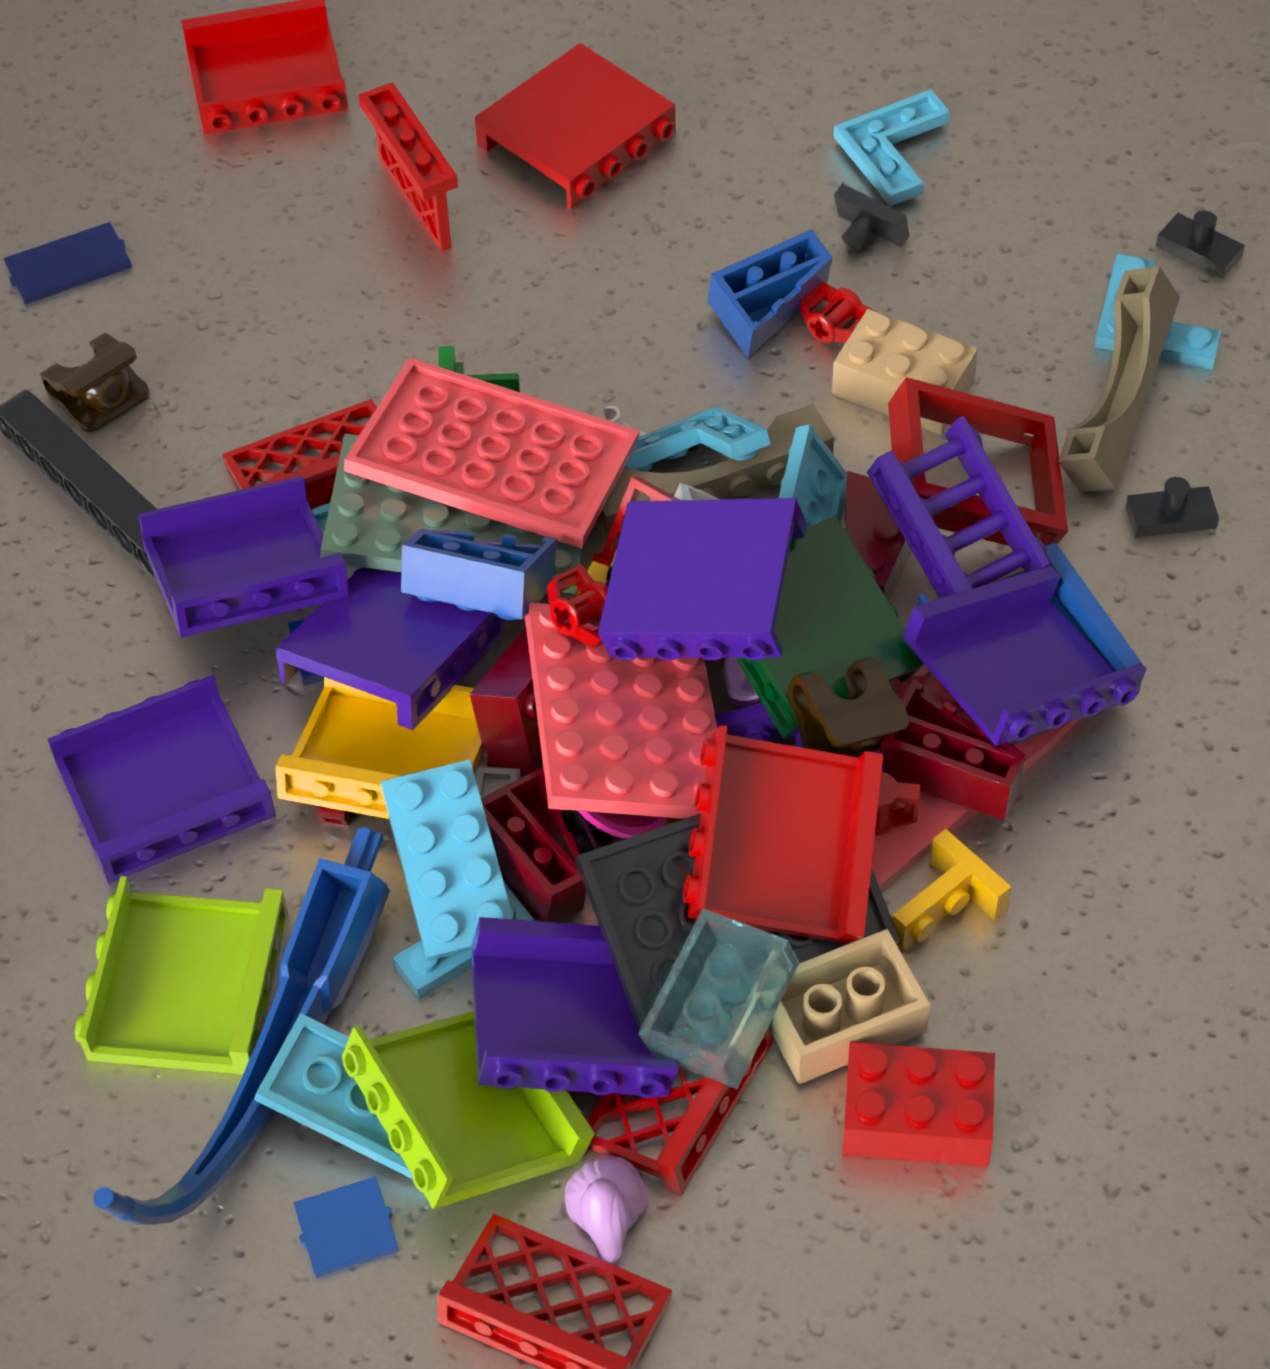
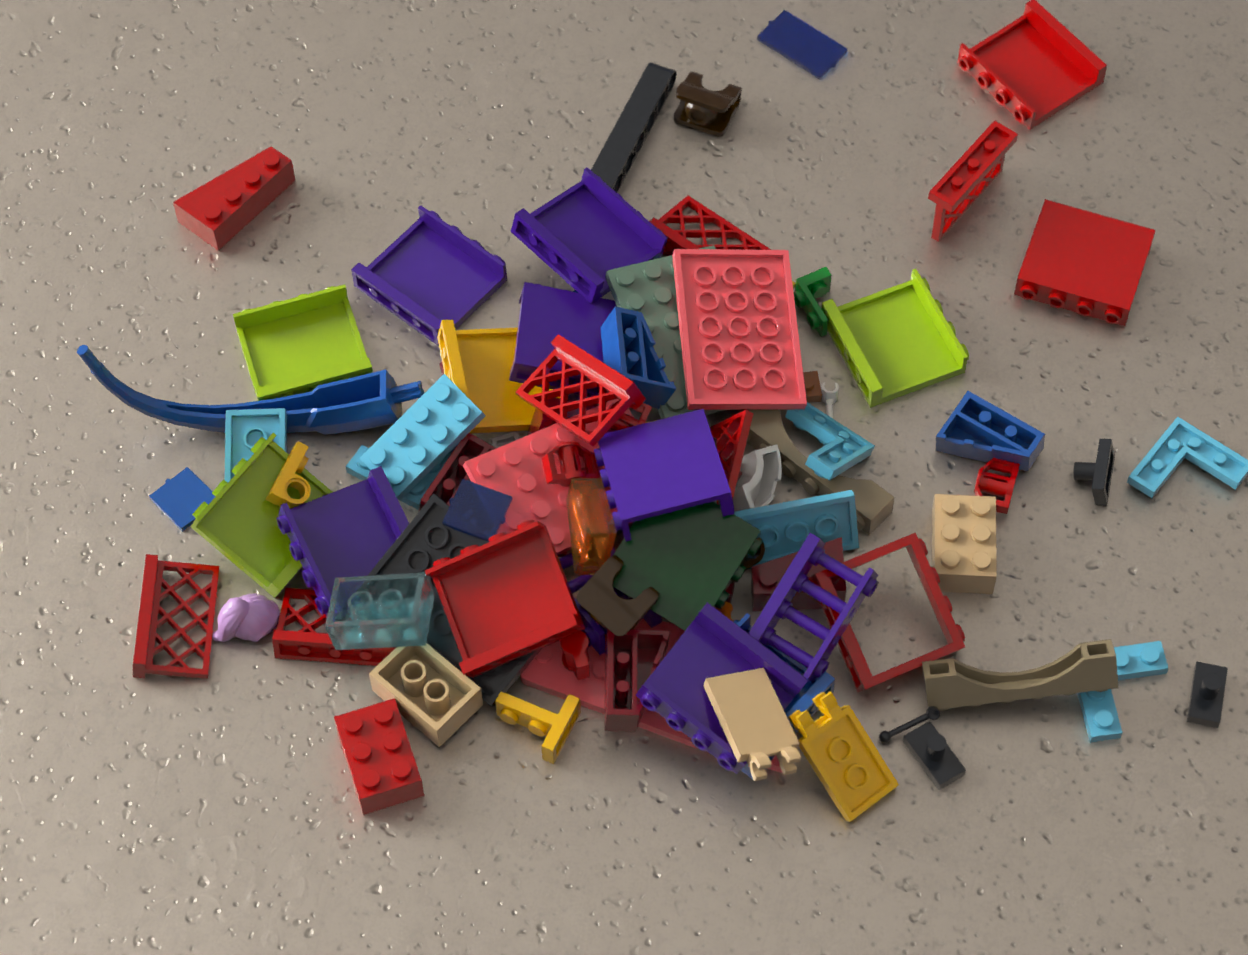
camera: 65 degrees right, 5 degrees up
(434, 1052) = (288, 478): none -> yellow plate
(506, 594) = (599, 376): none -> red fence
(575, 329) = (896, 340): none -> lime panel
(618, 684) = (569, 463): none -> red piece
(635, 812) = (477, 510): none -> clear blue piece
(715, 692) = (589, 525): none -> clear orange slope
(1093, 636) = (753, 721): none -> tan tile
(1123, 486) = (932, 713): none -> black hinge
(1154, 583) = (843, 756): none -> yellow tile

